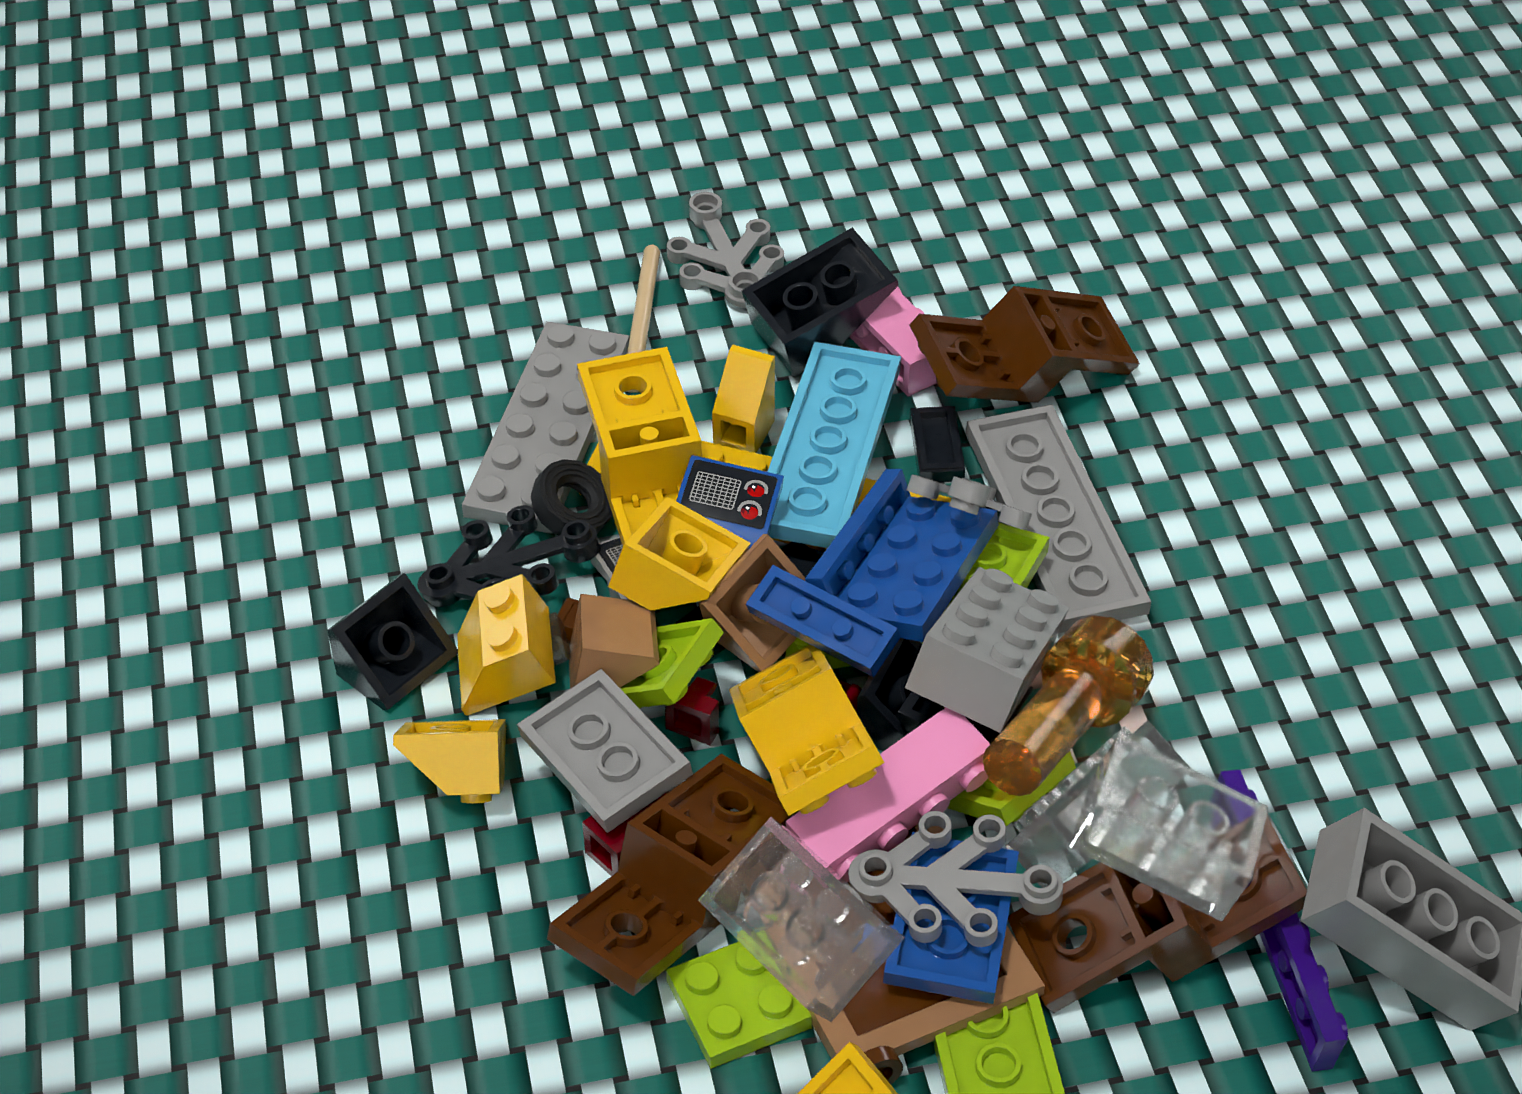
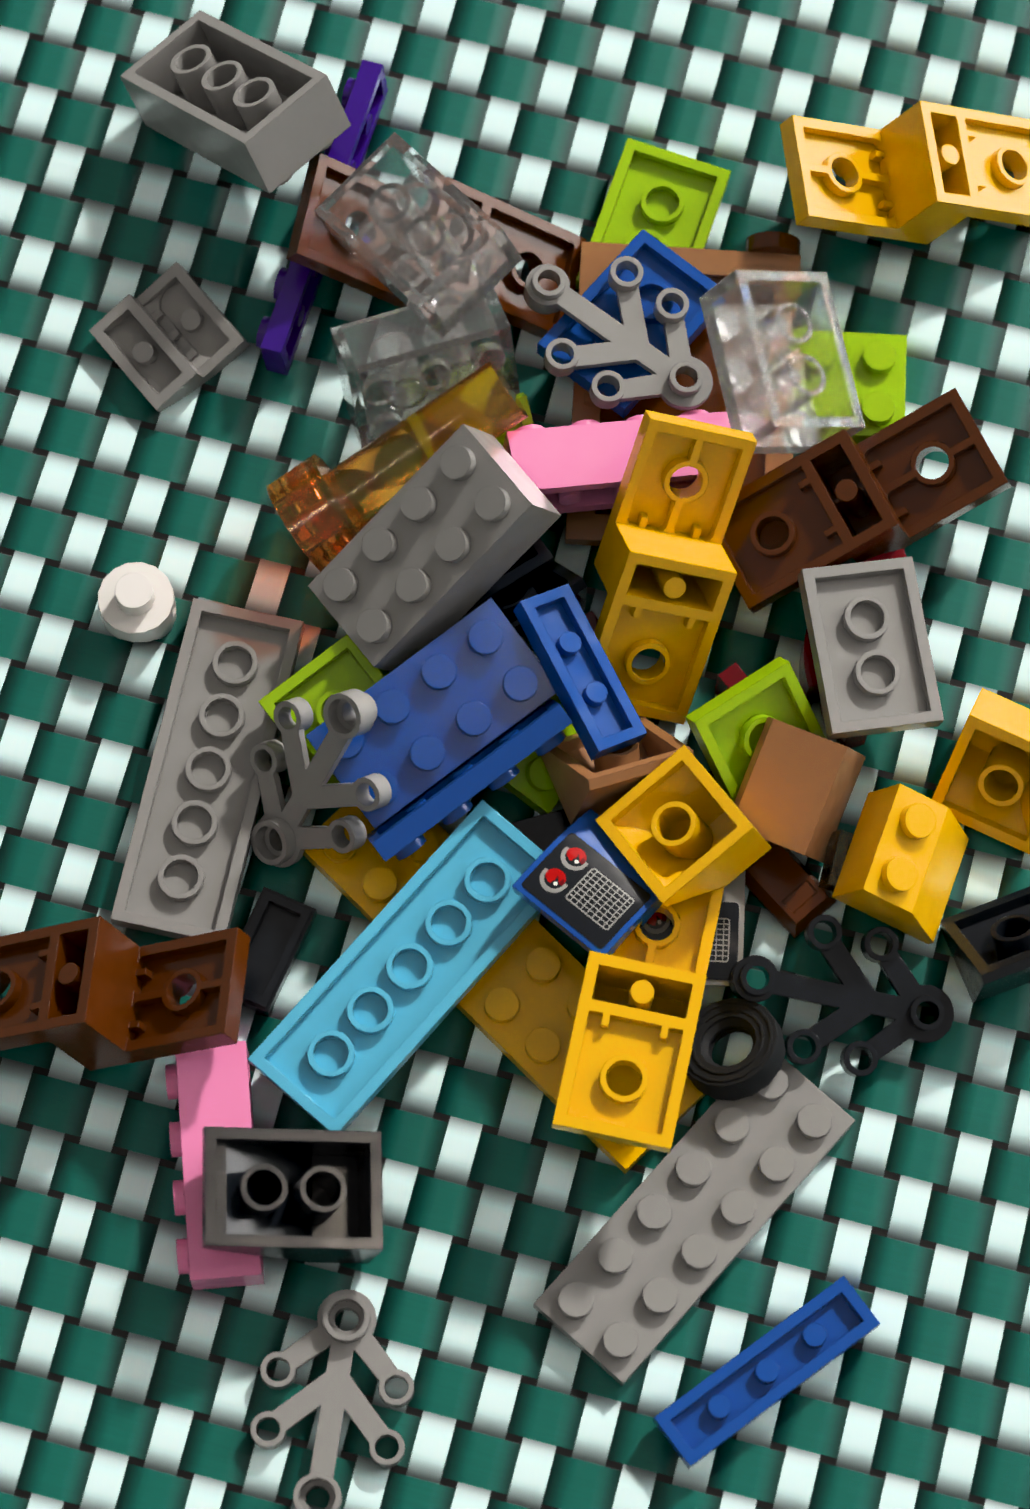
camera: 155 degrees left, 25 degrees up
(452, 361) = (766, 1372): none -> blue plate
(644, 301) = (555, 1243): tan piece -> none
(745, 400) = (466, 1087): yellow slope -> none
(1188, 586) = (137, 603): none -> white piece
(1318, 775) = (169, 338): none -> light grey slope

